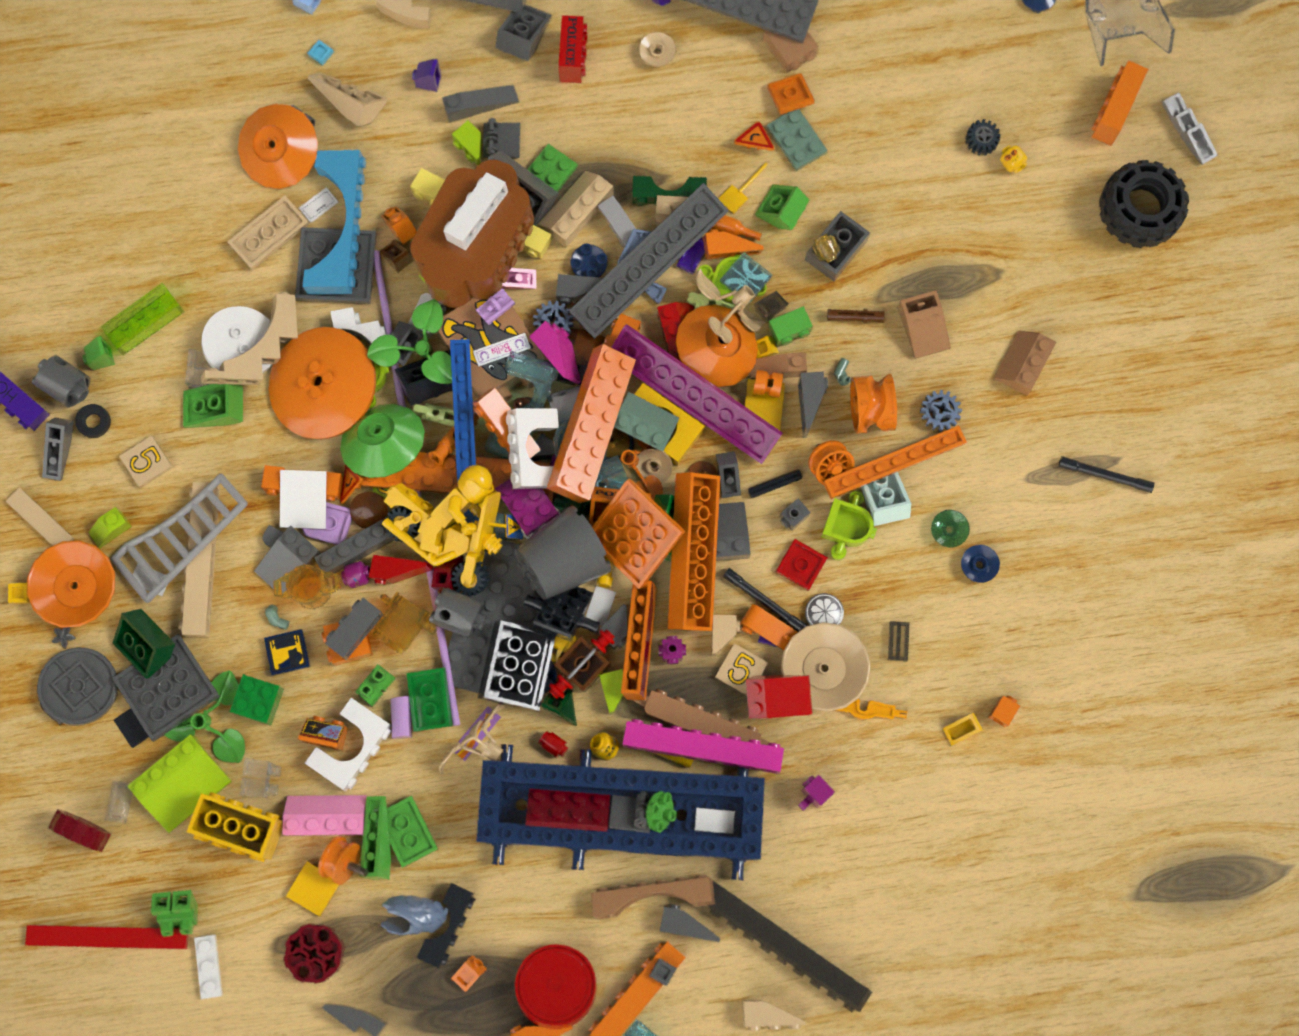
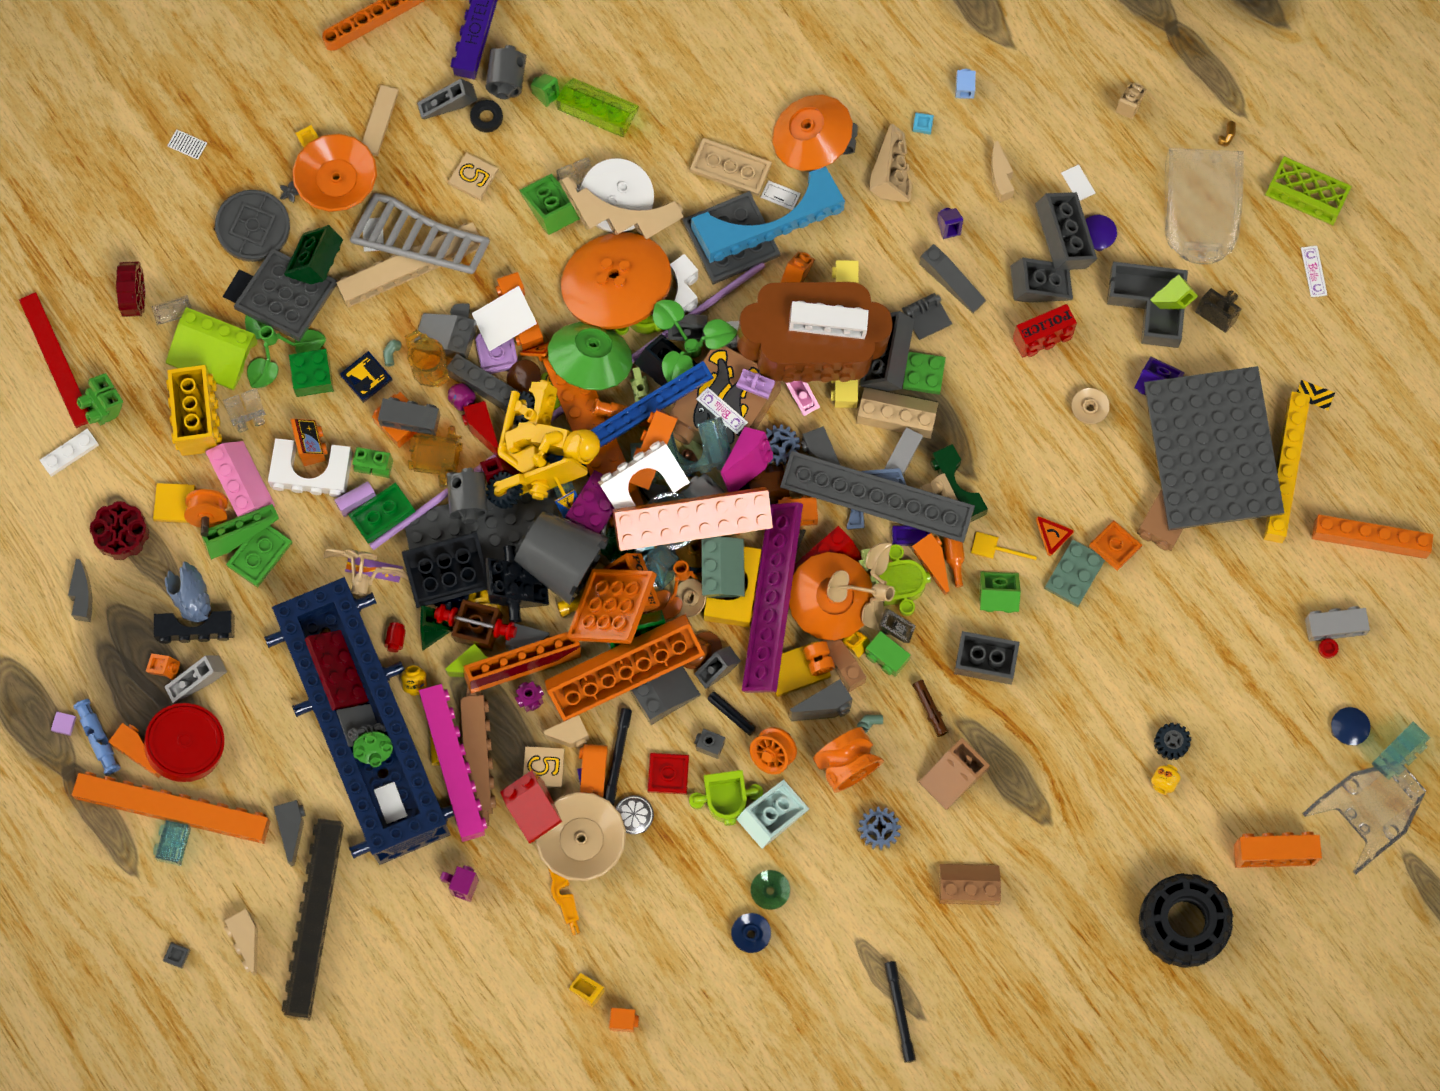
camera: 65 degrees right, 5 degrees down
(109, 527) = (401, 178): lime slope -> none
(396, 256) = (766, 276): reddish brown slope -> none
(468, 140) = (909, 289): lime slope -> none
(497, 947) = (196, 677): none -> light grey slope
(588, 261) = (852, 448): dark blue dish -> none
(600, 605) = (540, 616): white sticker -> none
(612, 903) = (279, 756): medium nougat arch -> none
(663, 972) = (238, 826): dark grey tile -> none
(746, 272) = (910, 590): clear light blue tile -> none
(826, 248) = (972, 644): clear yellow head -> none
(894, 462) = (806, 808): orange plate -> none
(898, 640) = (642, 902): clear smoke tile -> none
(1188, 128) = (1293, 933): light grey slope -> none

